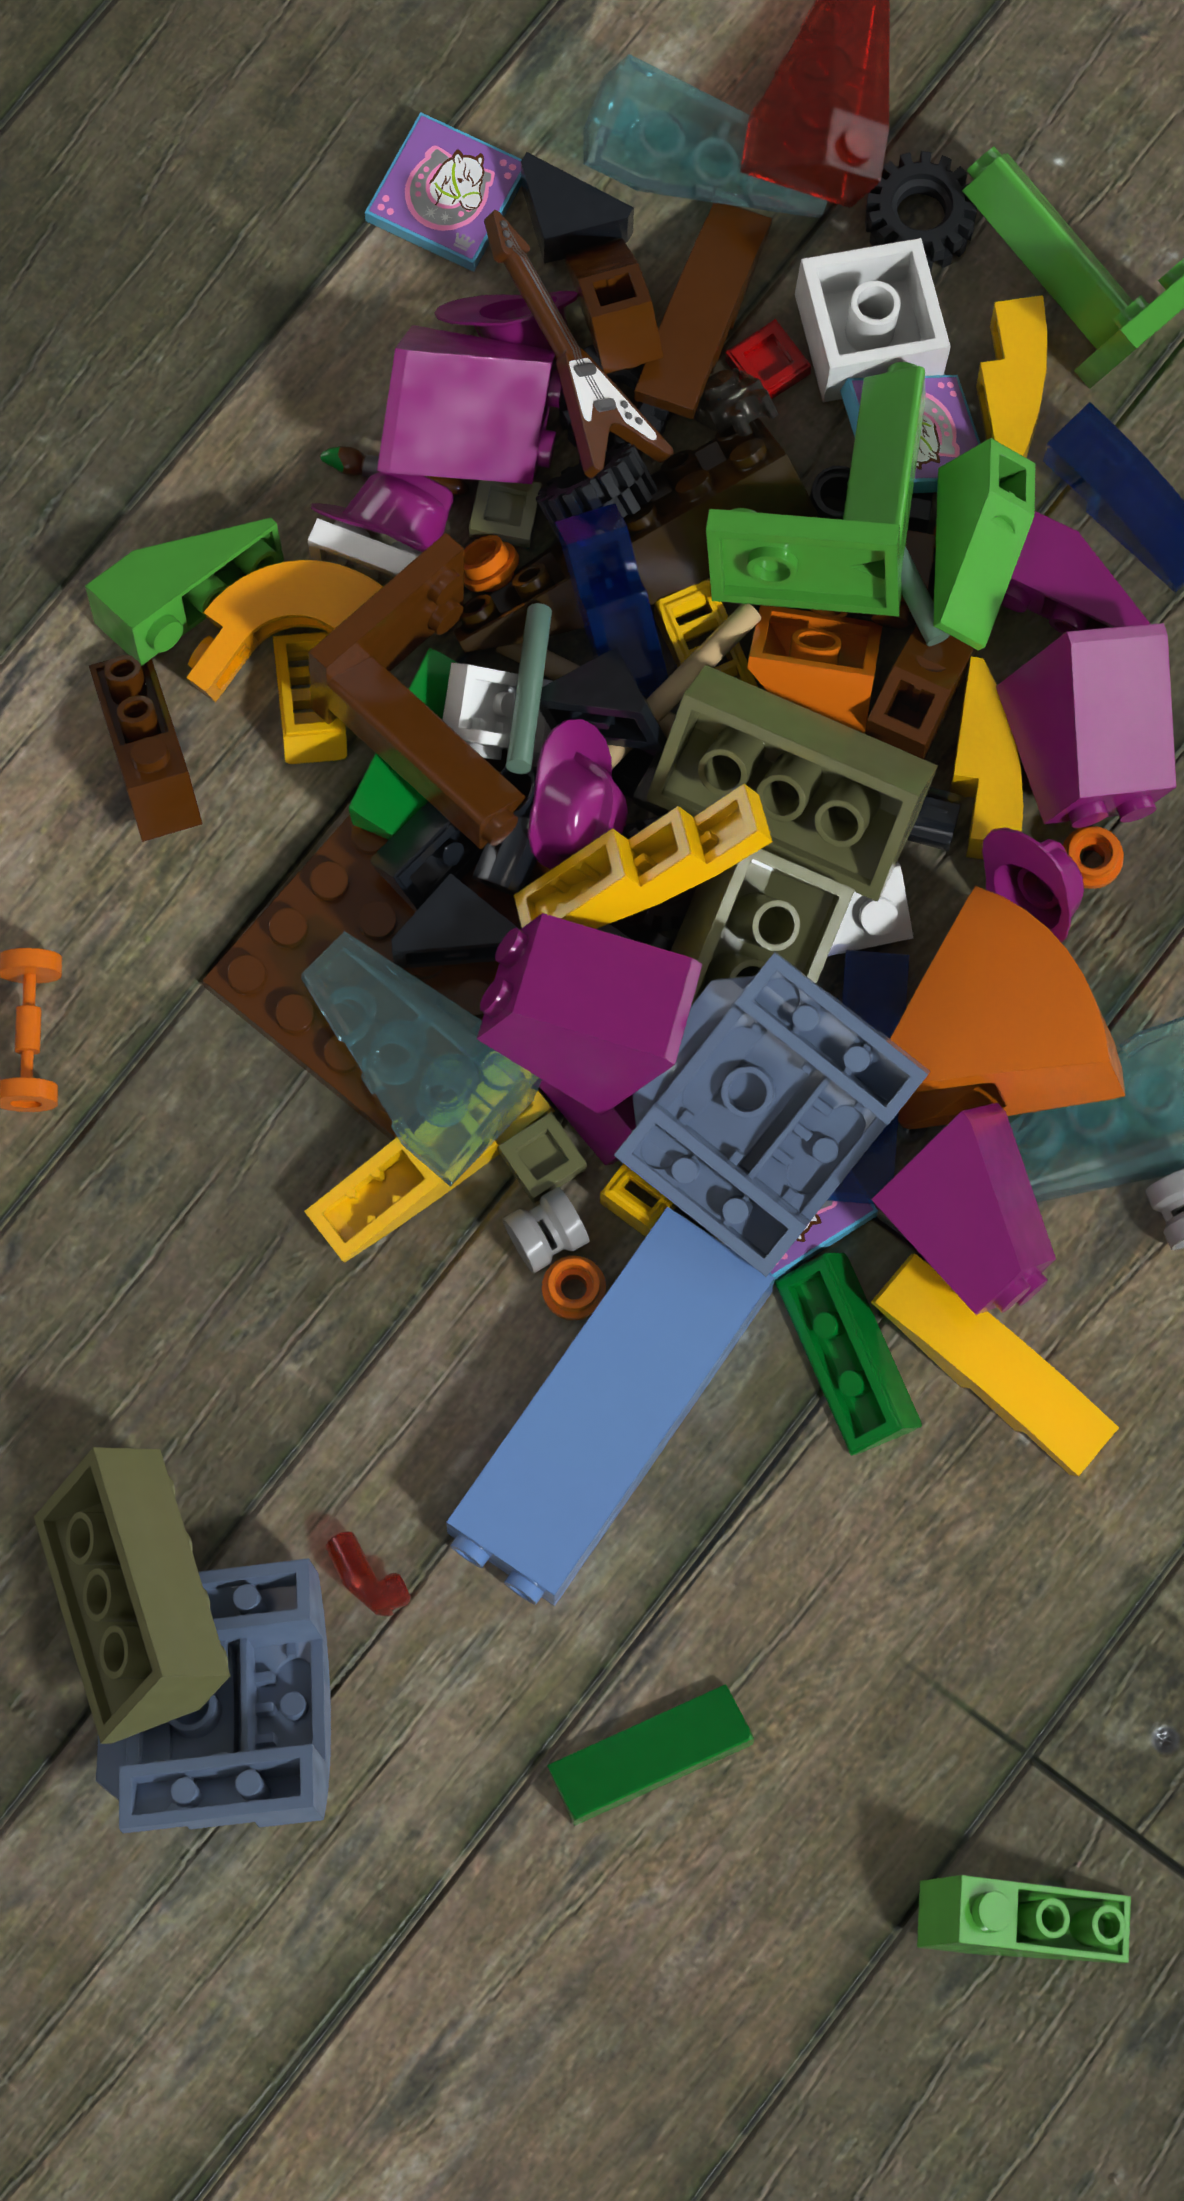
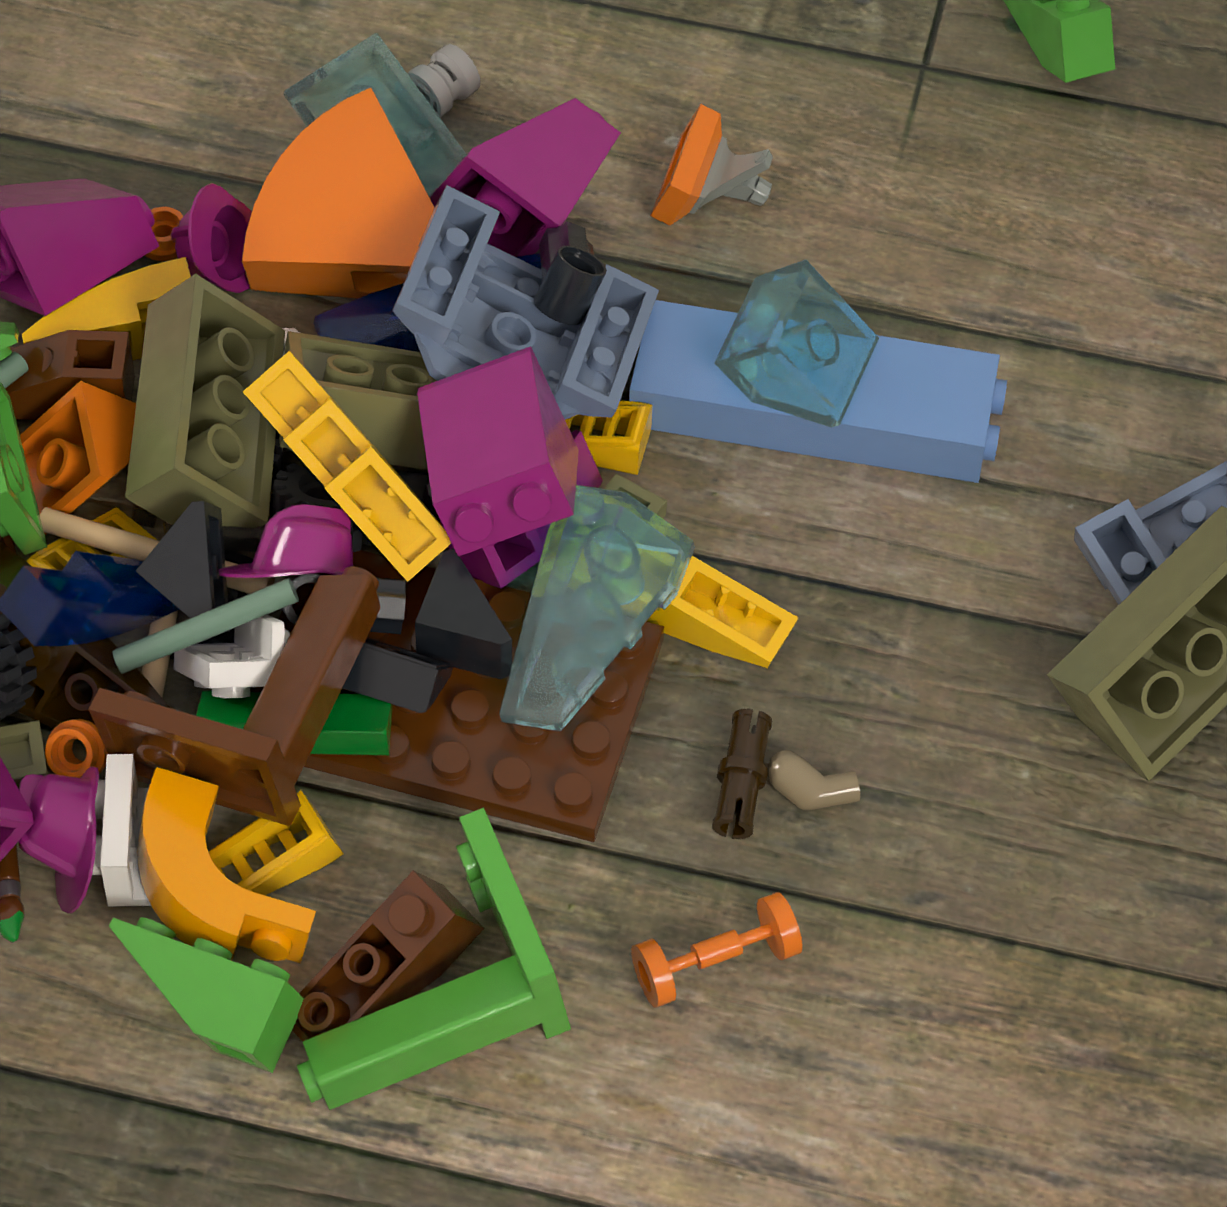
camera: 115 degrees left, 20 degrees down
(53, 832) = (456, 1014): none -> bright green piece
(162, 1192) = (808, 787): none -> dark tan arm
(201, 1137) = (742, 774): none -> dark brown pin
(360, 1579) = (1061, 505): clear red arm -> none
(557, 1221) = (689, 485): light grey wheel -> none
(567, 1269) = (724, 444): orange plate -> none
(626, 1375) = (797, 346): none -> clear light blue slope
(650, 1754) = (1077, 276): green slope -> none
(809, 1181) = (568, 274): none -> black piece
(848, 1352) = (694, 251): green slope -> none
(949, 1428) = (708, 169): none -> piece
(995, 1366) = (635, 165): yellow slope -> none

